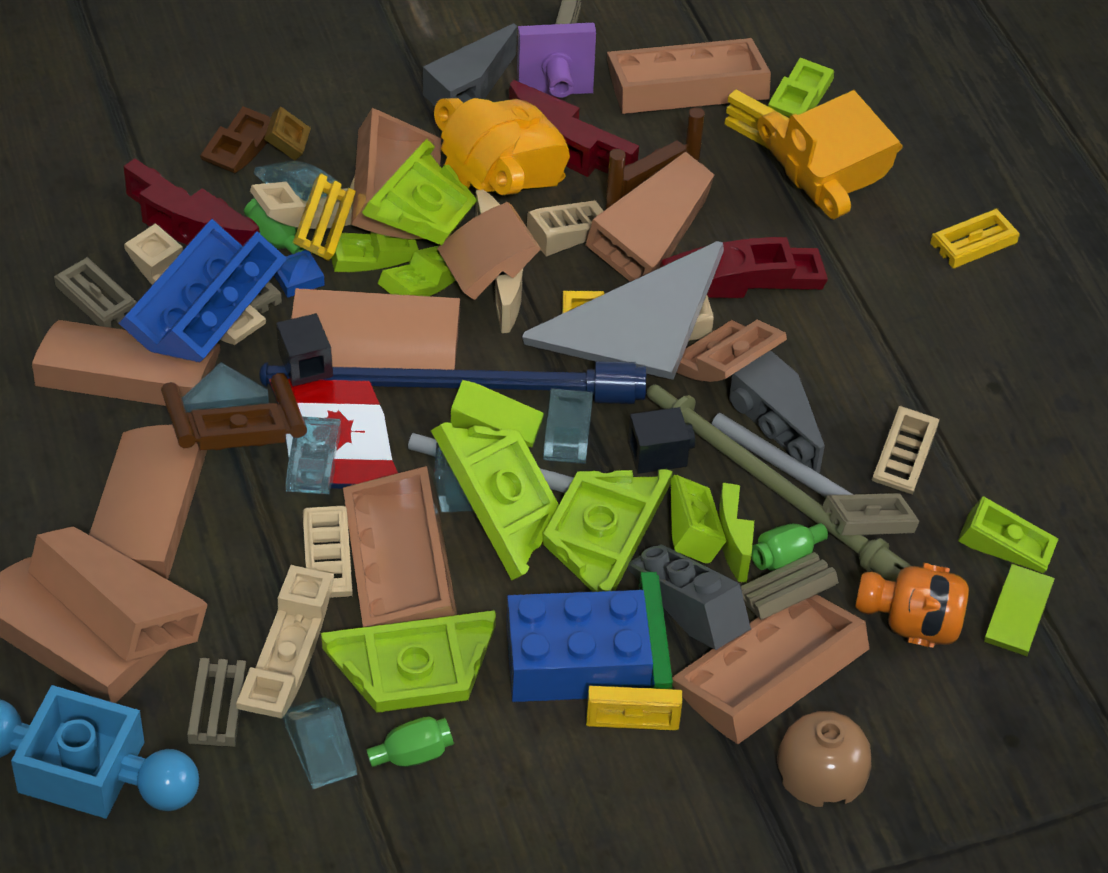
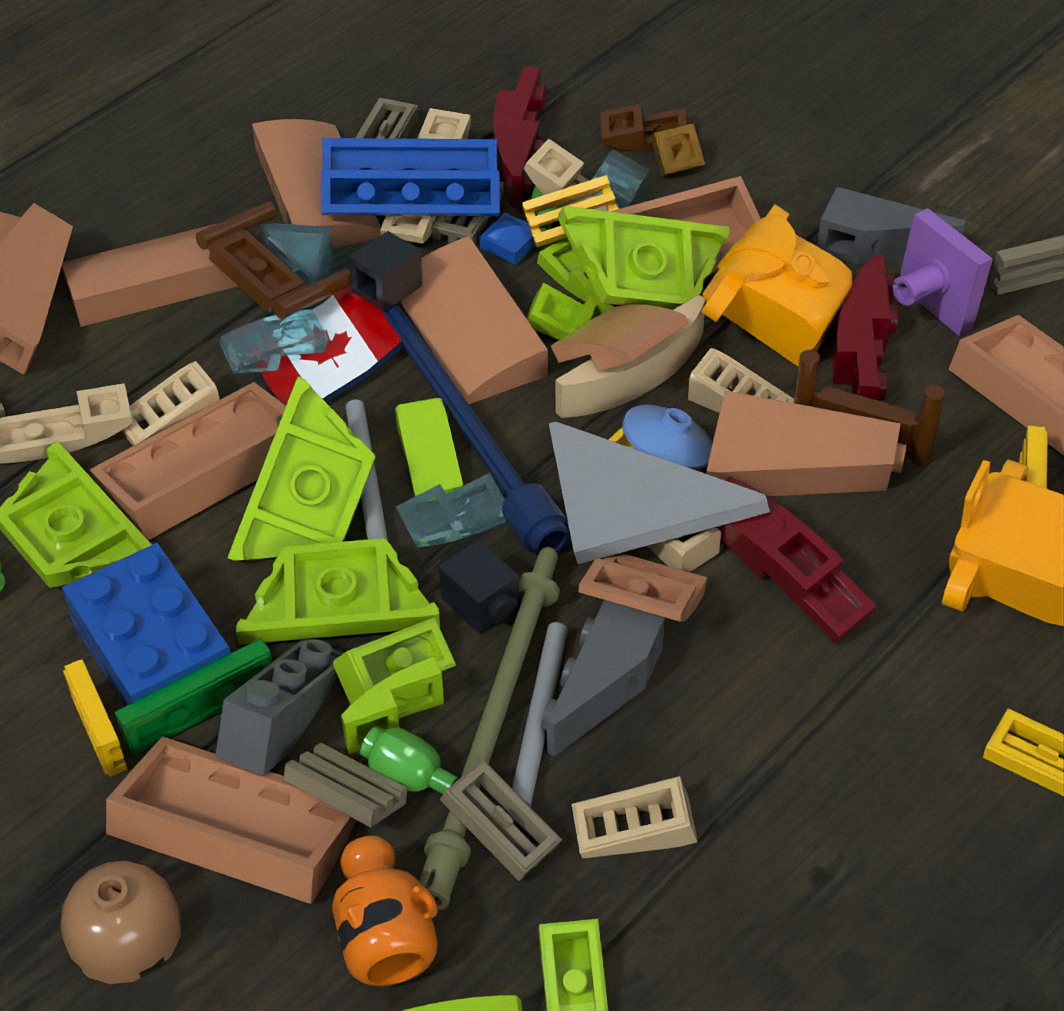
camera: 65 degrees right, 0 degrees up
(587, 277) = (668, 435): none -> medium blue dish

